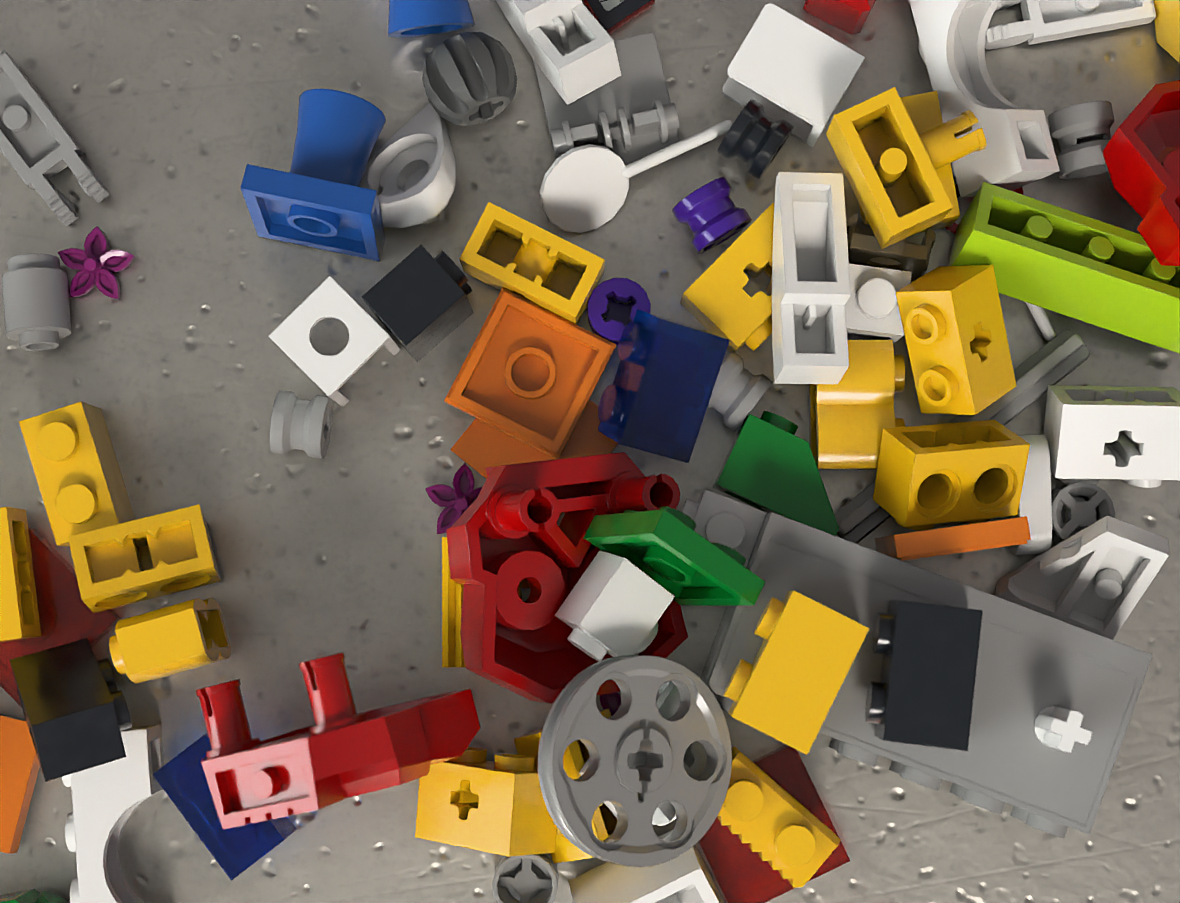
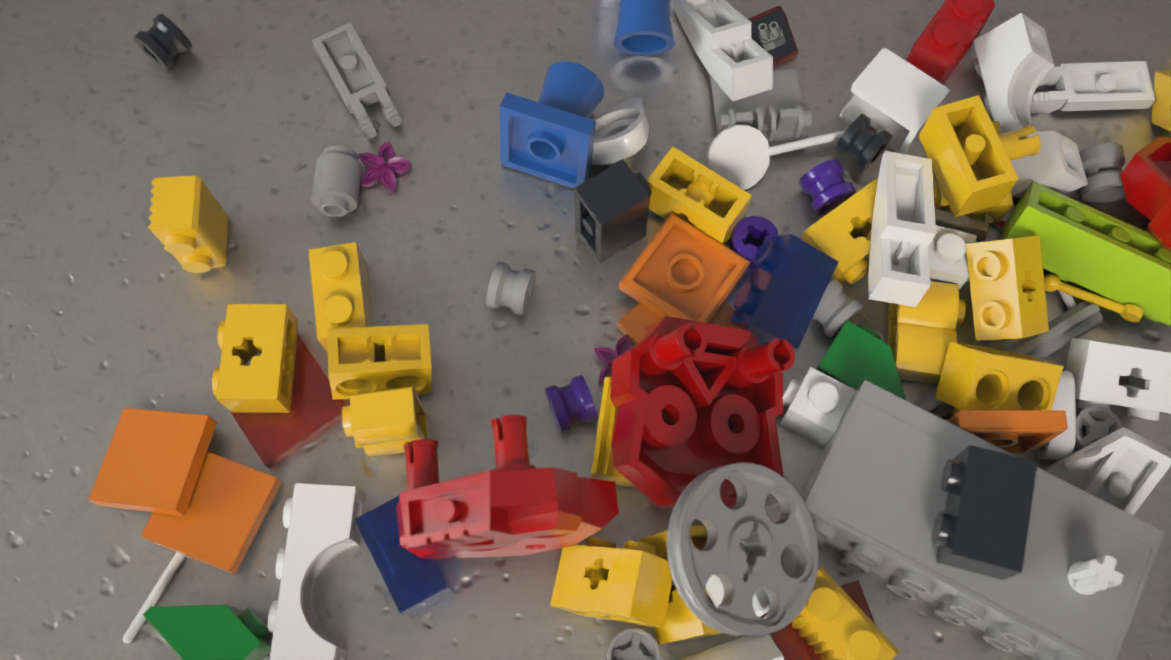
camera: 10 degrees right, 15 degrees down
(71, 708) = (302, 460): black brick -> none
(364, 338) = (532, 241): white piece -> none
(404, 572) = (571, 404): none -> dark purple wheel
(469, 78) = (666, 77): dark grey piece -> none
(613, 608) = (735, 433): white brick -> none
(677, 557) = (787, 402): green plate -> none
(795, 669) = (879, 495): yellow brick -> none
(1022, 311) = (1128, 312): none -> yellow hinge

